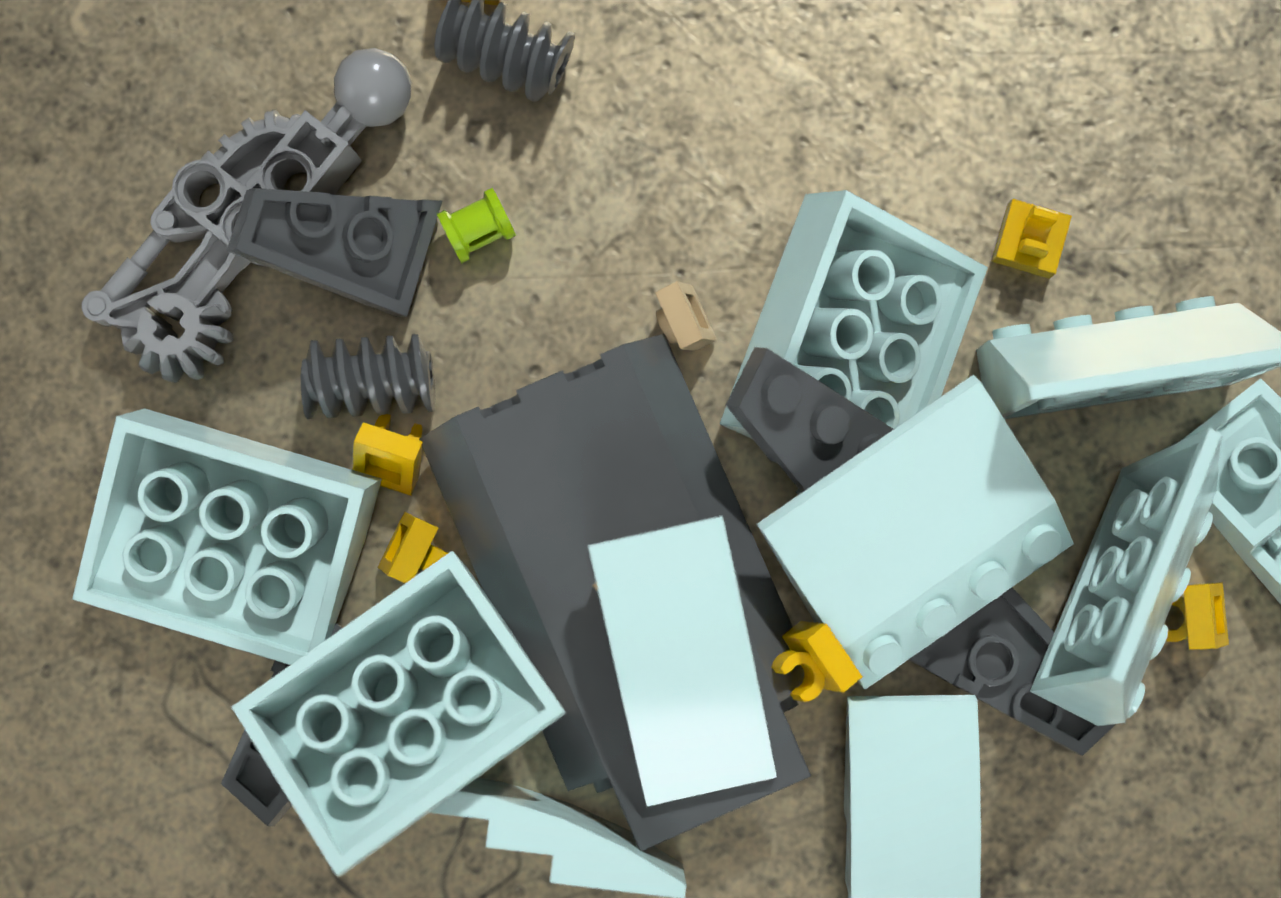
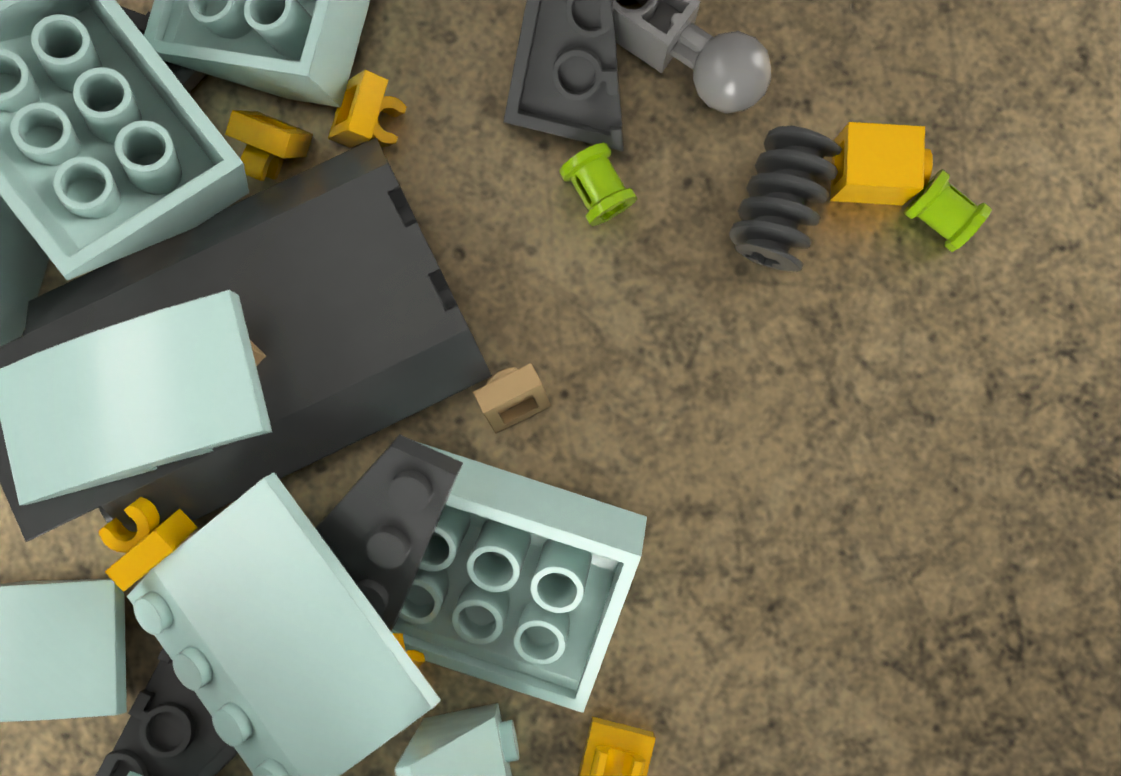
camera: 85 degrees right, 0 degrees up
(367, 377) = (435, 85): dark grey piece -> none

